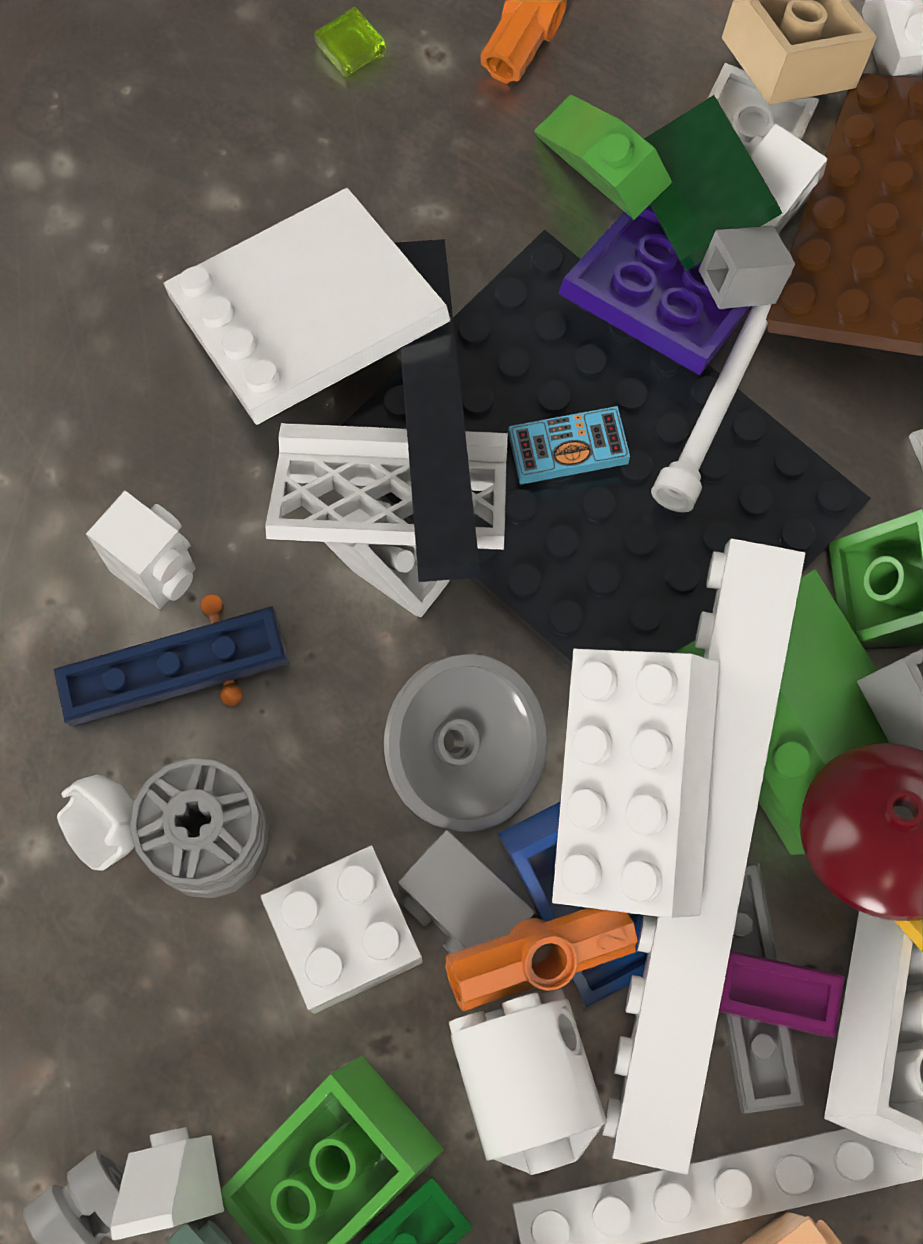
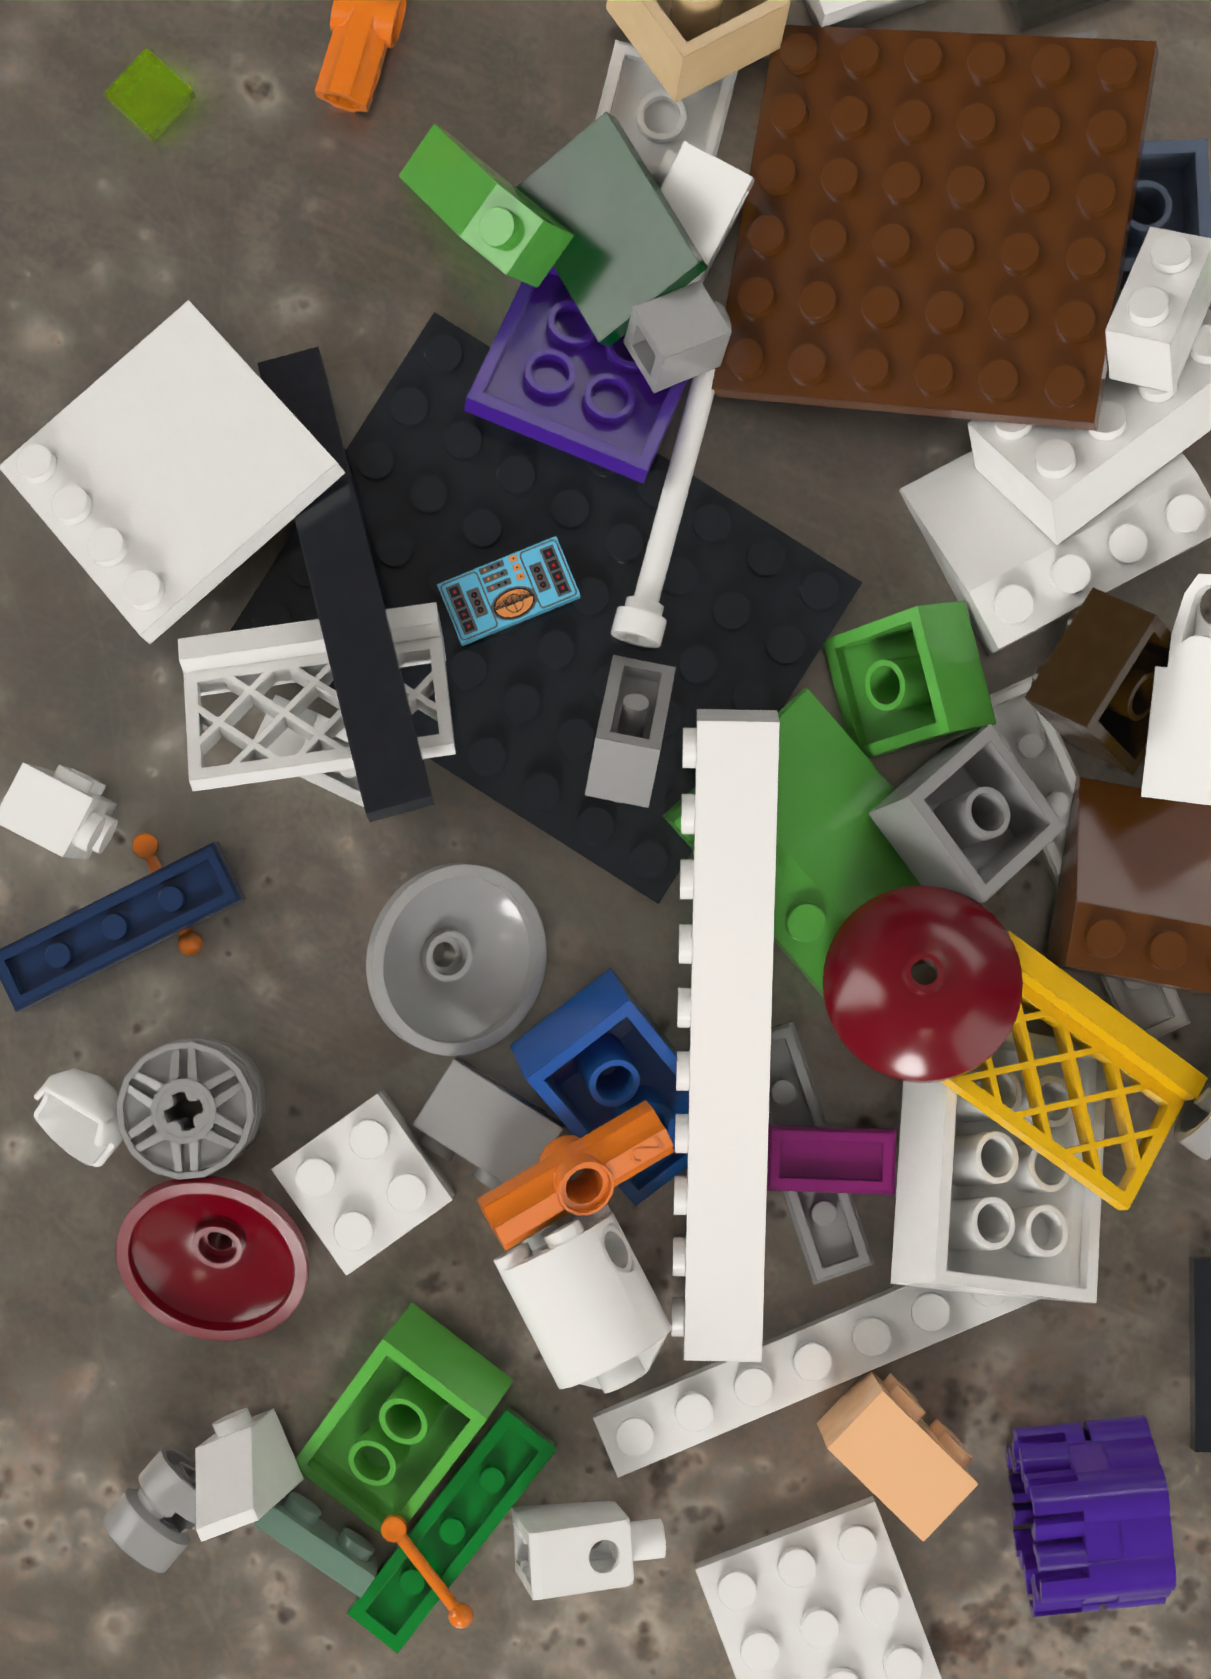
camera: 15 degrees left, 15 degrees up
(170, 995) = (209, 1280): none -> dark red dish
(636, 782) = (640, 996): white brick -> none
(654, 576) = (630, 731): none -> light grey slope

